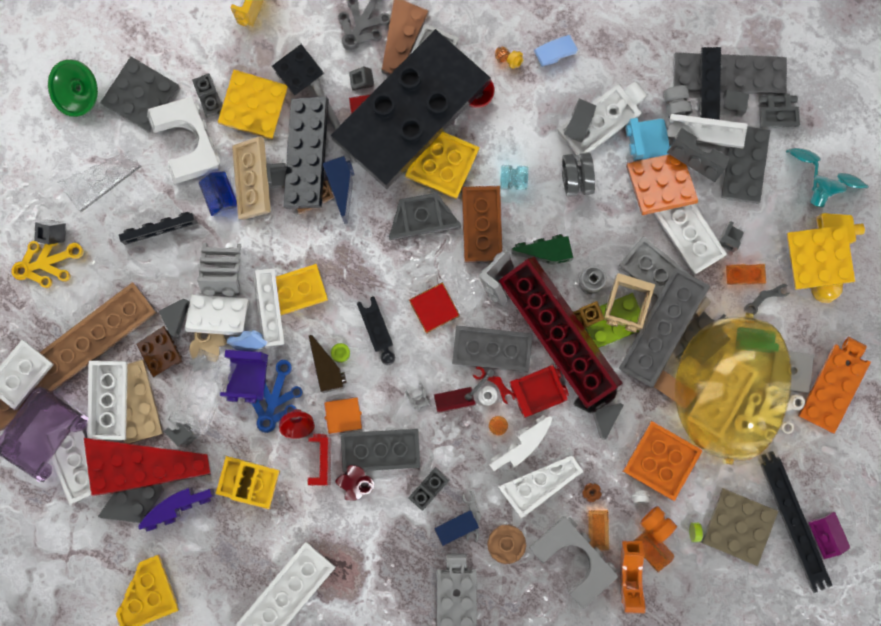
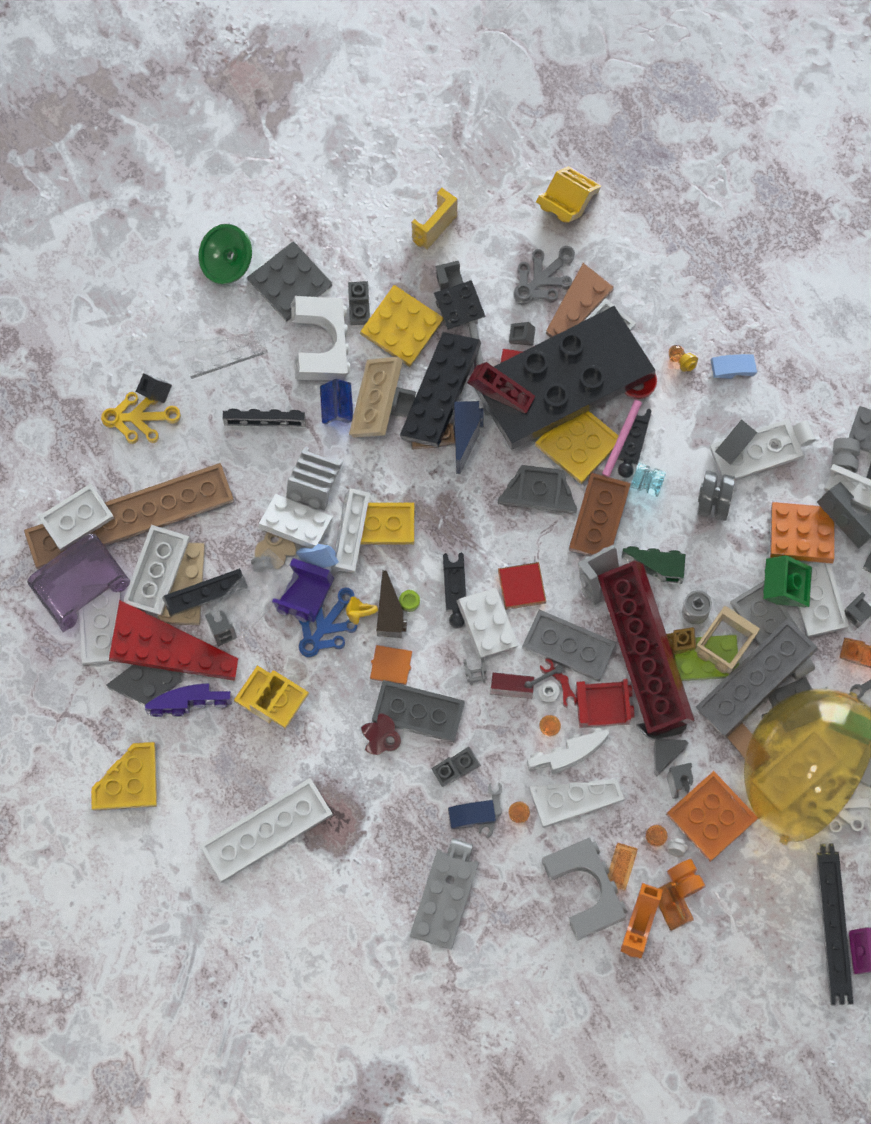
camera: 20 degrees right, 10 degrees down
(154, 407) = (200, 593): none -> black plate
(159, 351) = (224, 540): reddish brown hinge -> none
(174, 316) = (252, 509): dark grey slope -> none
(279, 45) = (448, 275): none -> dark grey panel
(296, 427) = (340, 662): red piece -> none
(299, 377) = (356, 609): none -> yellow piece
(325, 461) = (350, 718): red panel -> none
(359, 137) = (500, 387): none -> dark red slope
(415, 352) = (487, 623): none -> white plate
(479, 148) = (622, 438): none -> bright pink bar
(489, 147) = (633, 445): none -> black plate
(496, 511) = (519, 812): none -> clear orange plate
(506, 544) = (519, 850): medium nougat tile -> none
(592, 497) = (620, 825): dark orange plate -> none
(620, 493) = (656, 835): none -> clear orange plate
(625, 439) = (678, 777): none -> dark grey hinge
(647, 138) = (801, 483): medium azure bracket -> none
(663, 233) = (787, 582): none -> green slope
(695, 532) = (724, 900): lime tile -> none
(739, 527) = (773, 912): dark tan plate -> none

